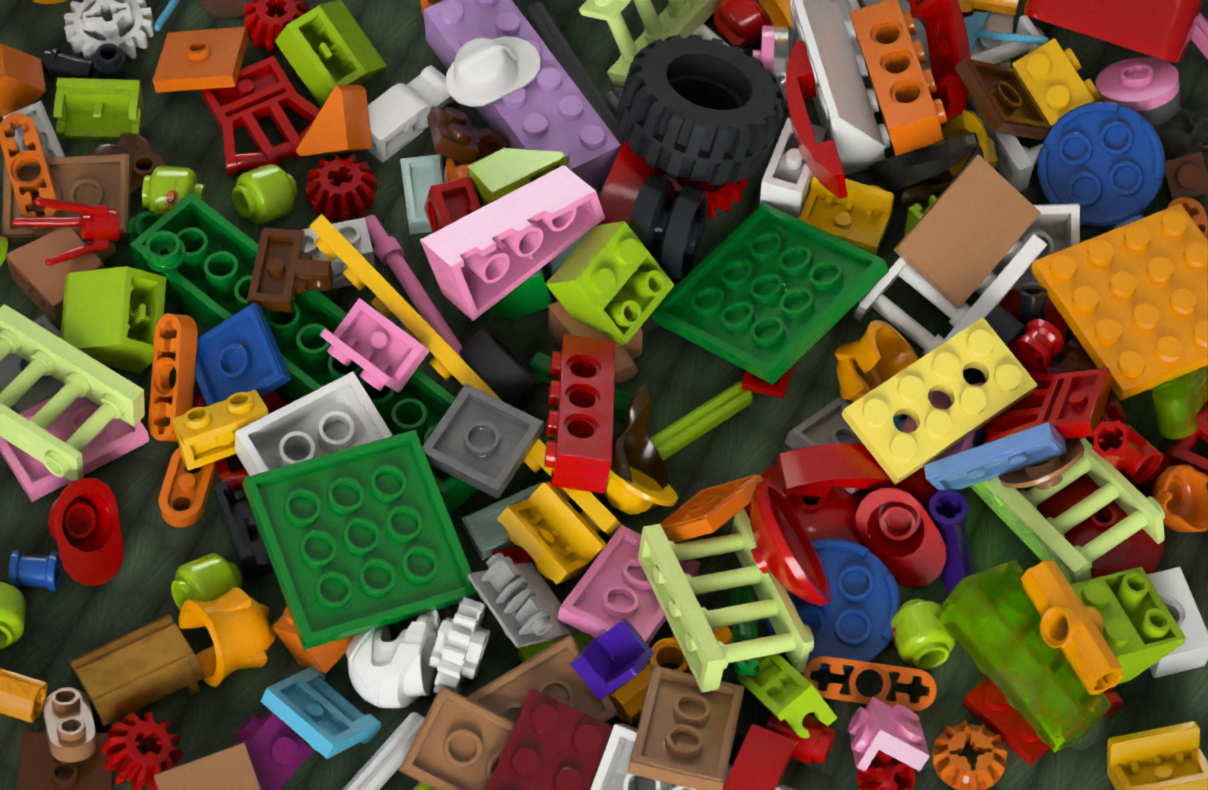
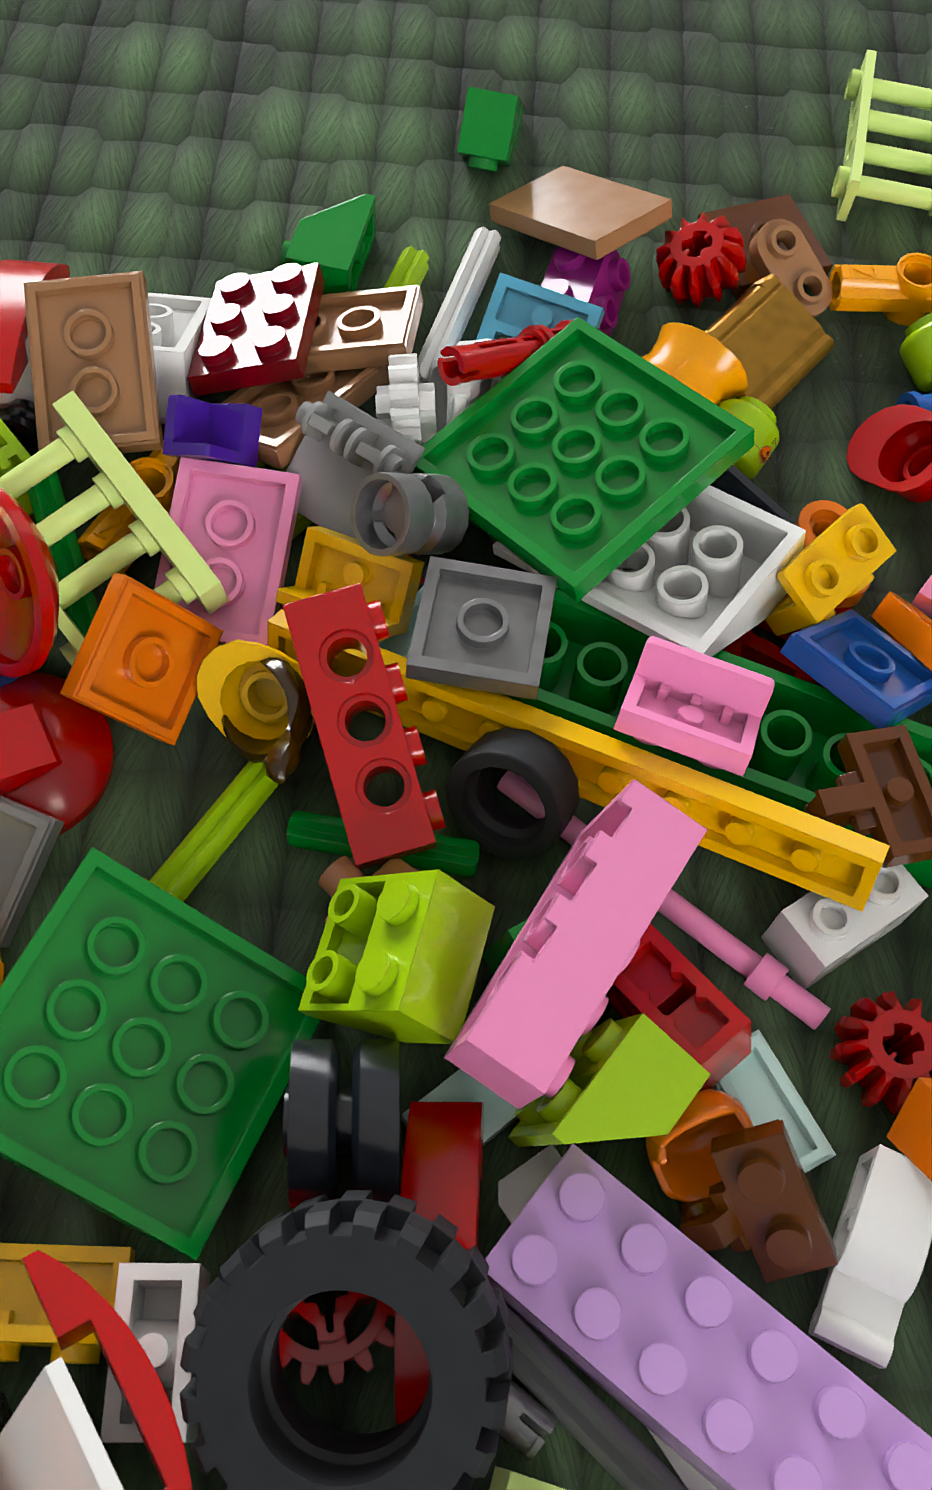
camera: 155 degrees right, 5 degrees up
(343, 653) = (493, 357): none -> red pin
(491, 69) = (767, 1347): white piece -> none
(503, 528) = (409, 514): none -> flat silver wheel

